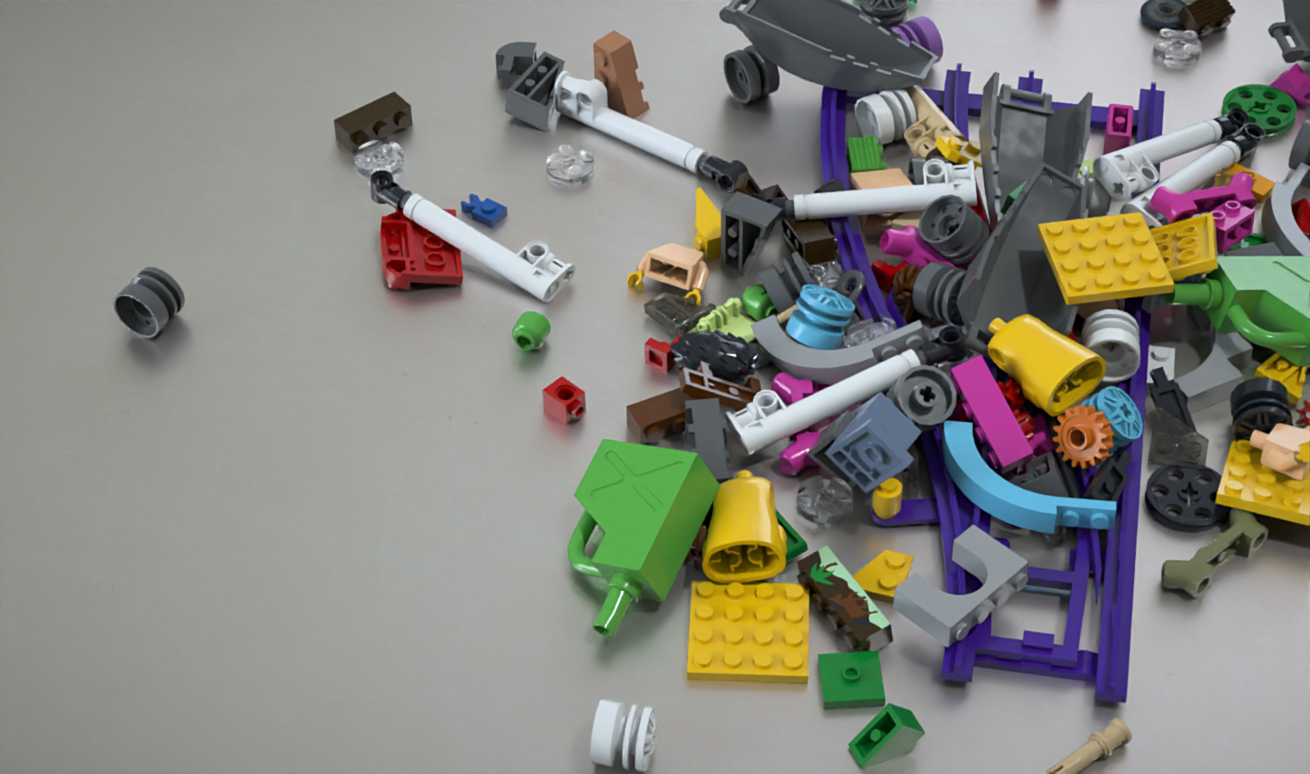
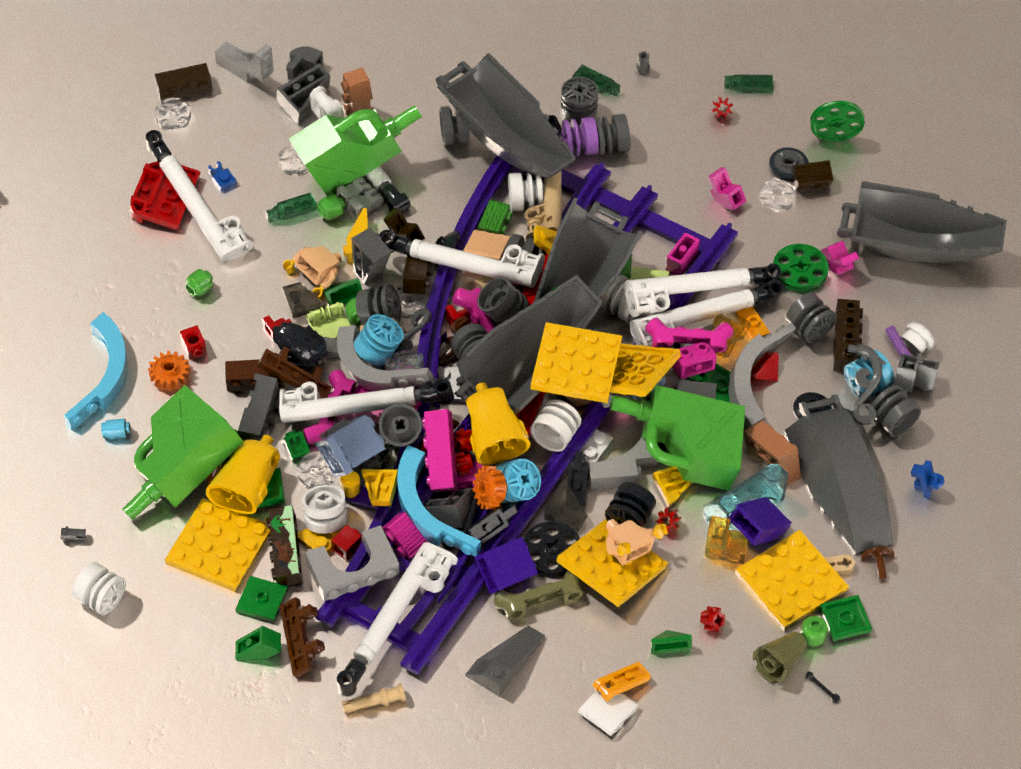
camera: 20 degrees right, 10 degrees up
(447, 81) = (245, 64): none -> light grey arch
(464, 439) = (112, 382): none -> medium azure arch
(520, 533) = (115, 428): none -> medium azure brick
(537, 682) = (73, 534): none -> dark grey pin
(552, 443) = (169, 370): none -> orange gear
(599, 218) = (292, 208): none -> clear green hinge
(644, 122) = (349, 147): none -> bright green piece
(650, 201) = (330, 207): none -> bright green head
(677, 184) = (359, 196): none -> light grey legs
(727, 286) = (343, 291): none -> green slope
(781, 475) = (295, 444): none -> green bracket
(872, 537) = (324, 509): none -> white wheel
(925, 564) = (346, 542): none -> red brick
(932, 484) = (380, 485): none -> yellow wing
(950, 725) = (299, 648): none -> reddish brown hinge
(956, 29) = (613, 134): none -> dark grey wheel
(1005, 528) = (404, 535): none -> dark pink brick
(1060, 567) = (428, 564): none -> white piece
(1117, 58) = (724, 192): none -> dark pink brick
(1156, 527) = (506, 565): none -> dark purple brick
(1224, 649) = (503, 662): none -> dark grey wedge

